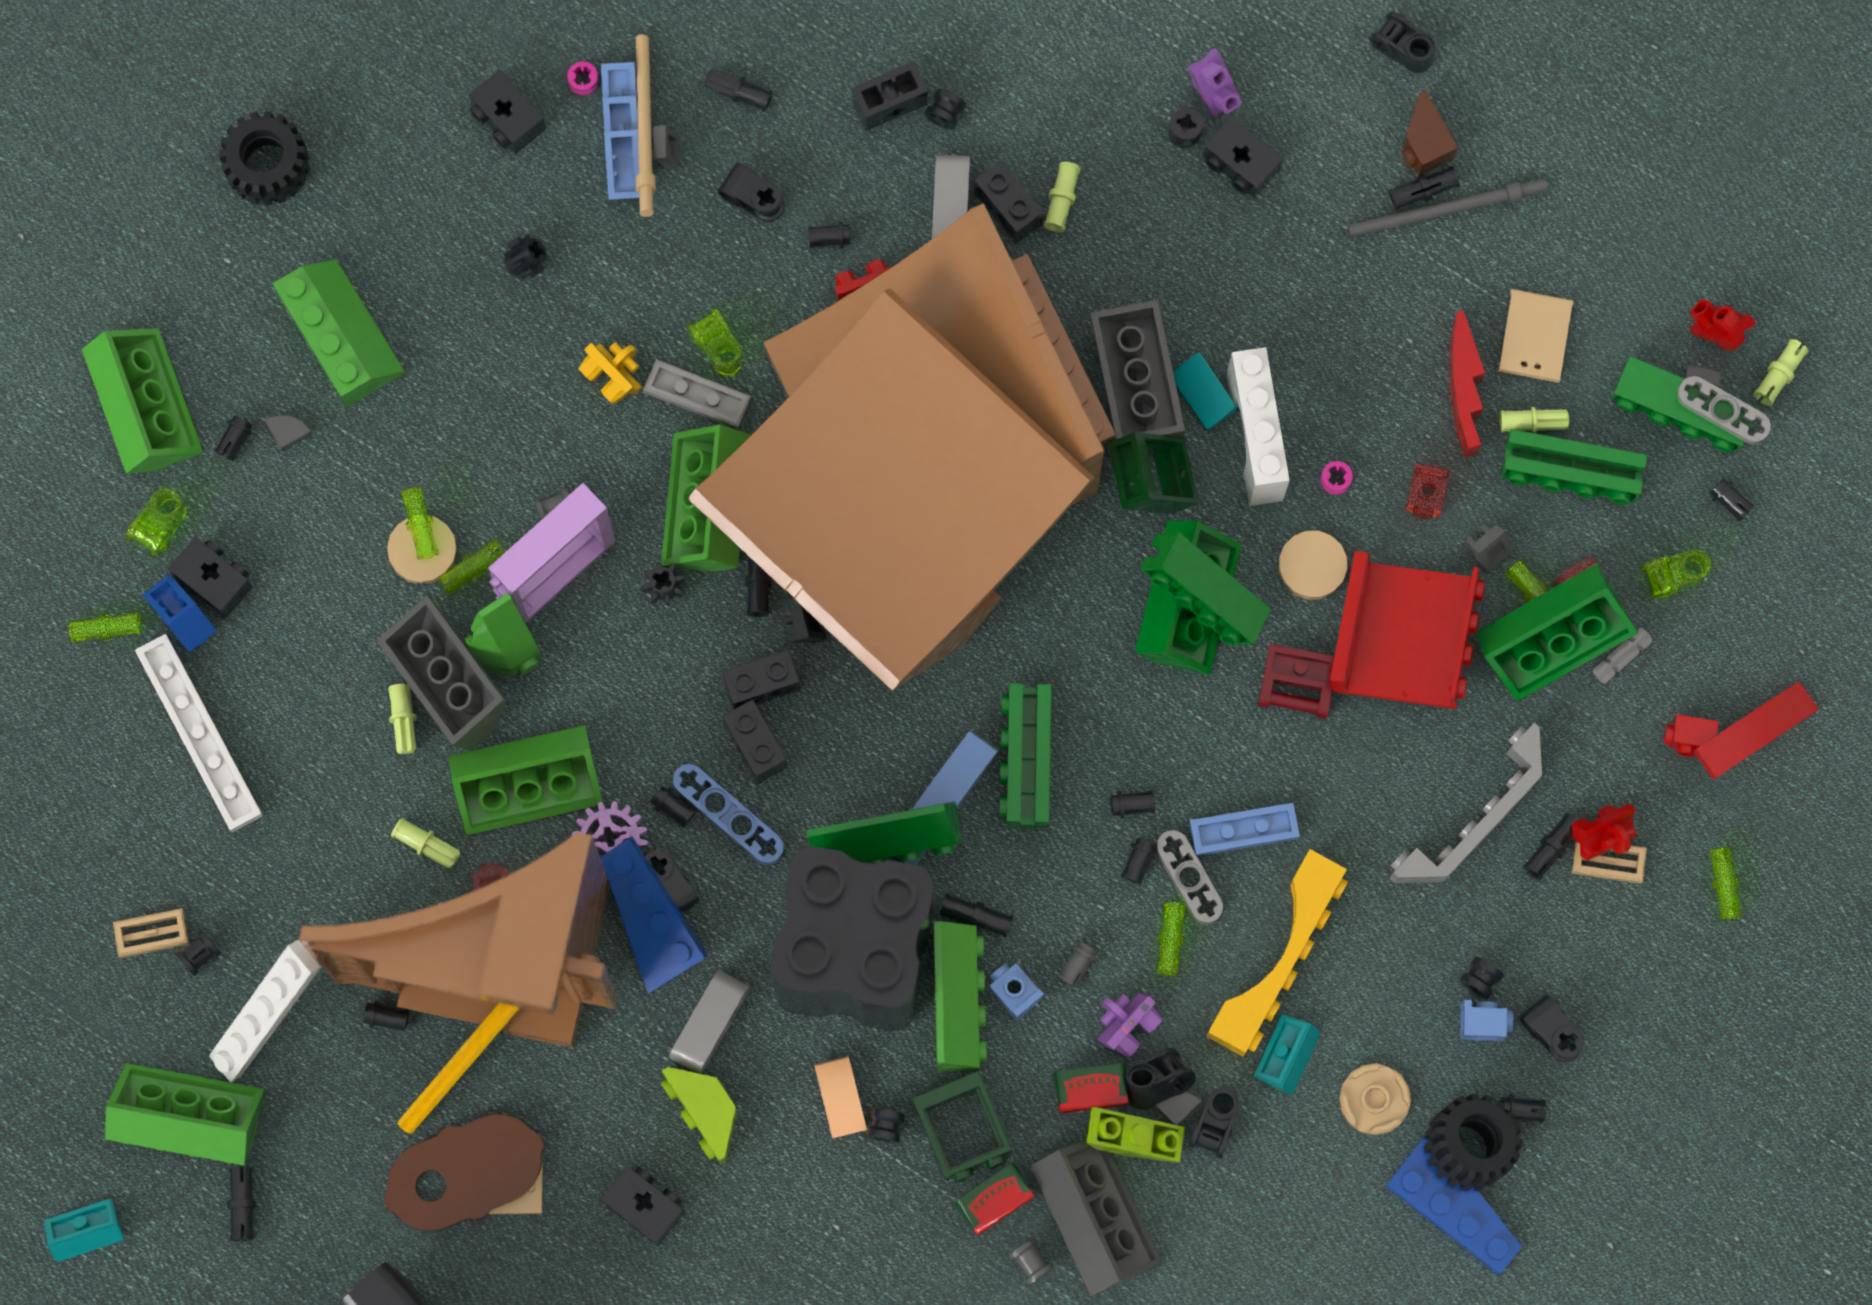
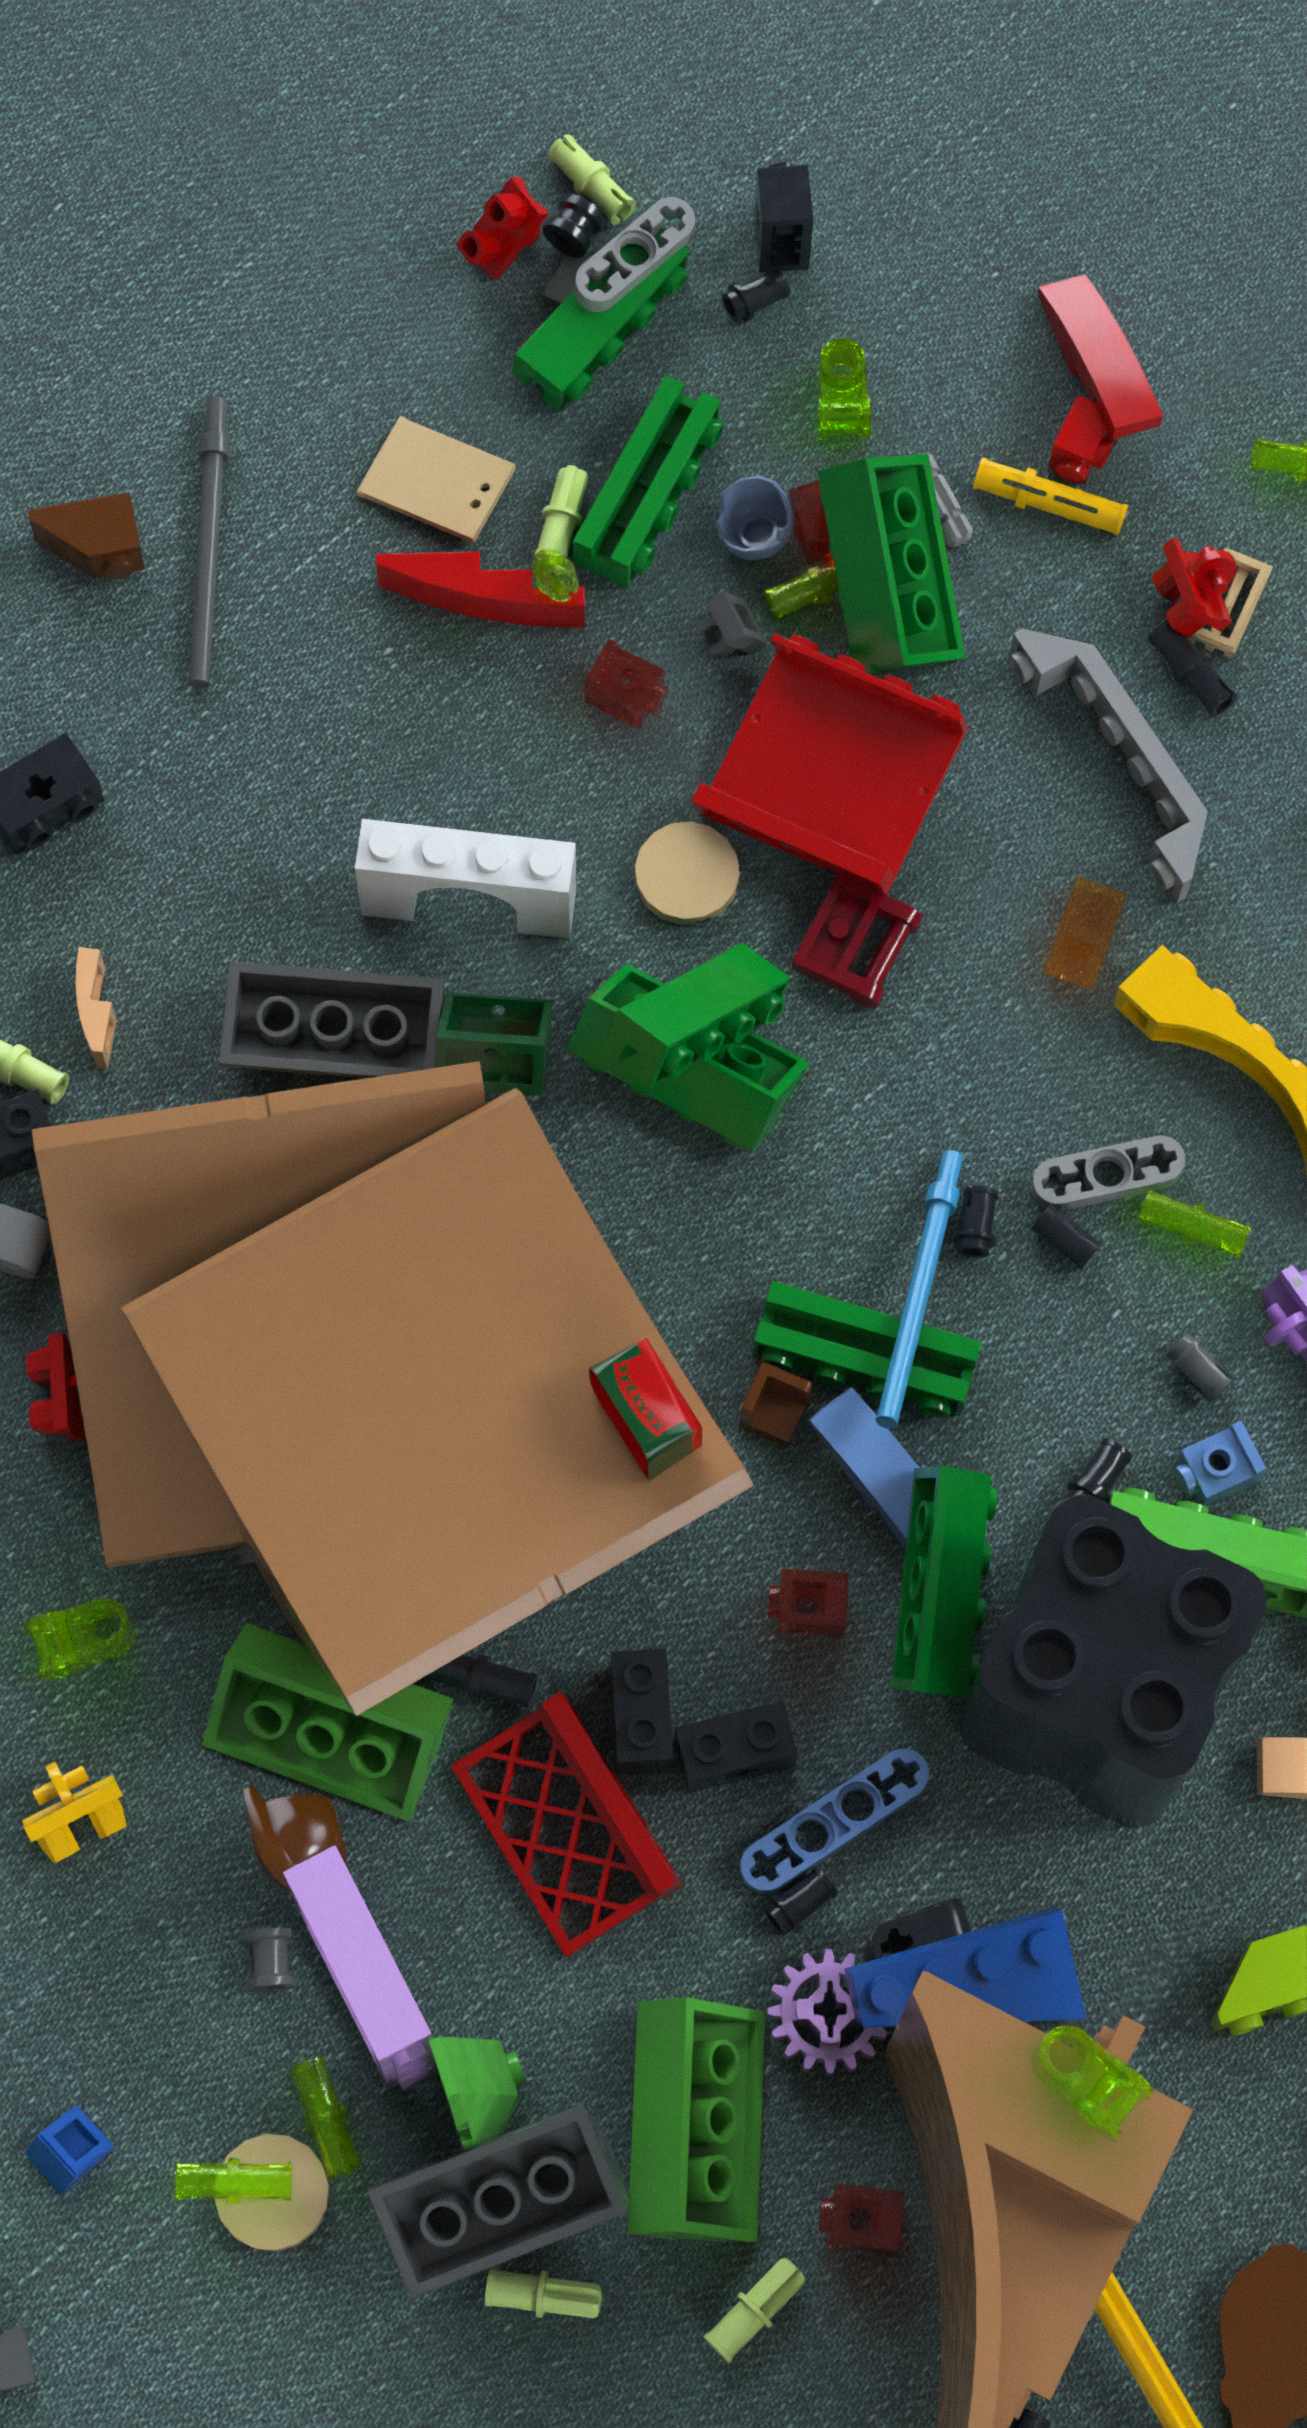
camera: 75 degrees left, 5 degrees down
(417, 428) = (68, 2149): none -> blue slope
(548, 944) = (1093, 2082): none -> clear neon green piece
(627, 497) = (290, 1831): none -> reddish brown piece
(661, 574) = (441, 1838): black gear -> none
(697, 394) = (150, 1692): light grey tile -> none
(703, 678) = (607, 1797): none -> red fence
(709, 1022) = (1154, 1935): light grey beam -> none
(805, 626) = (570, 1620): black tile -> none
(857, 748) = (824, 1588): none -> clear red brick
(916, 610) = (646, 1408): none -> piece
(975, 709) = (775, 1404): none -> reddish brown panel
(1102, 235) = (95, 1016): none -> light nougat slope
(1138, 776) = (940, 1204): none -> dark azure bar
(1203, 392) = (383, 945): teal slope -> none
(1244, 829) = (1058, 1075): medium blue plate -> none
(1325, 477) = (574, 791): dark pink bush -> none
(1347, 824) = (1085, 933): none -> clear orange slope
(1424, 187) = (168, 562): black pin -> none
(1480, 422) = (555, 586): none -> clear neon green pin
(1566, 540) = (755, 518): none -> sand blue hair
(1646, 727) = (991, 478): none -> yellow pin
(1742, 370) = (574, 225): none -> black wheel
(1786, 498) = (783, 217): none -> black brick

